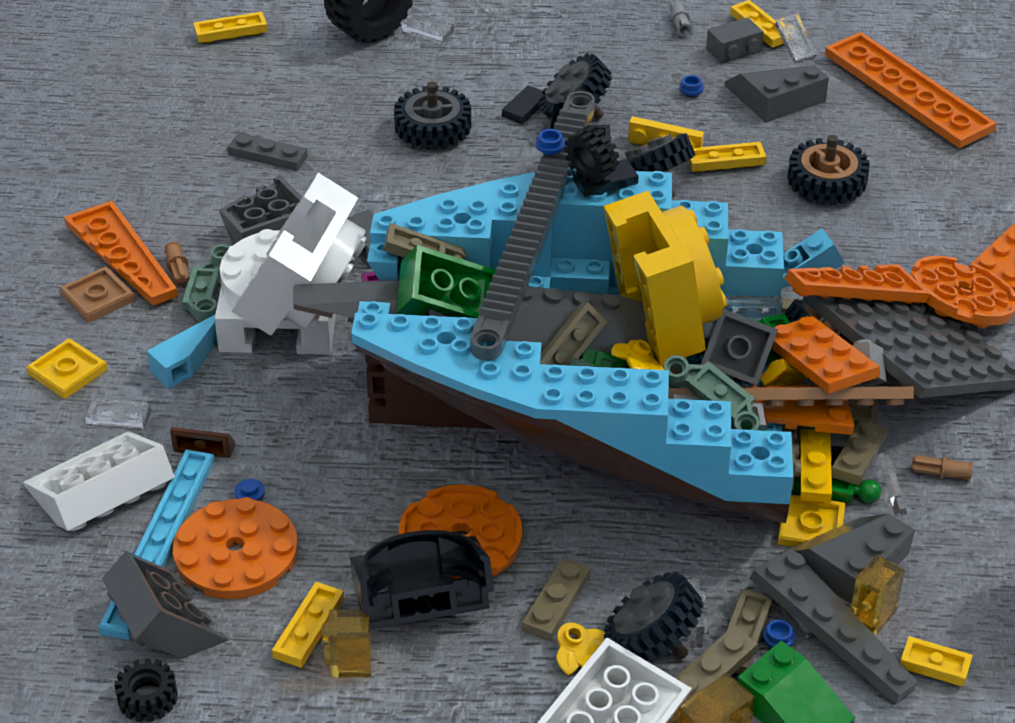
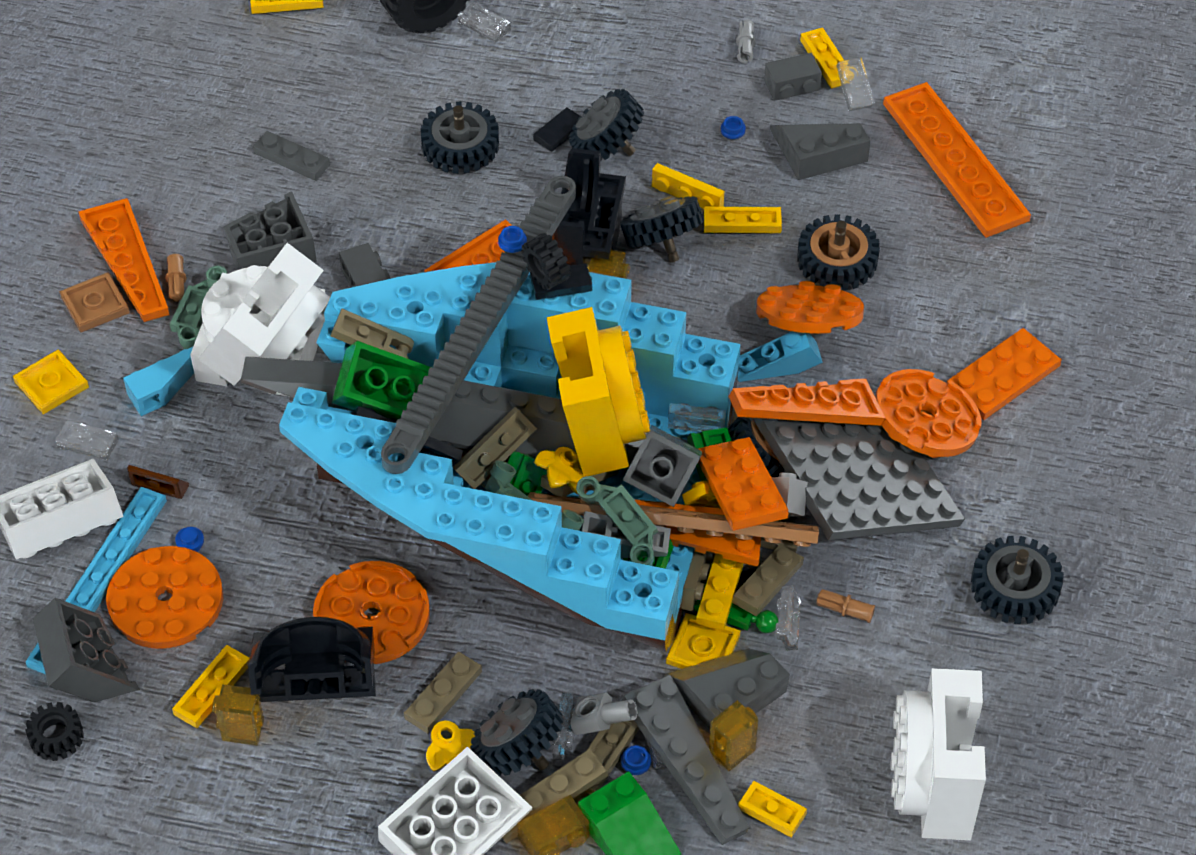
camera: 10 degrees right, 10 degrees up
(730, 592) = (598, 713): none -> light grey piece
(820, 216) = (810, 308): none -> orange plate

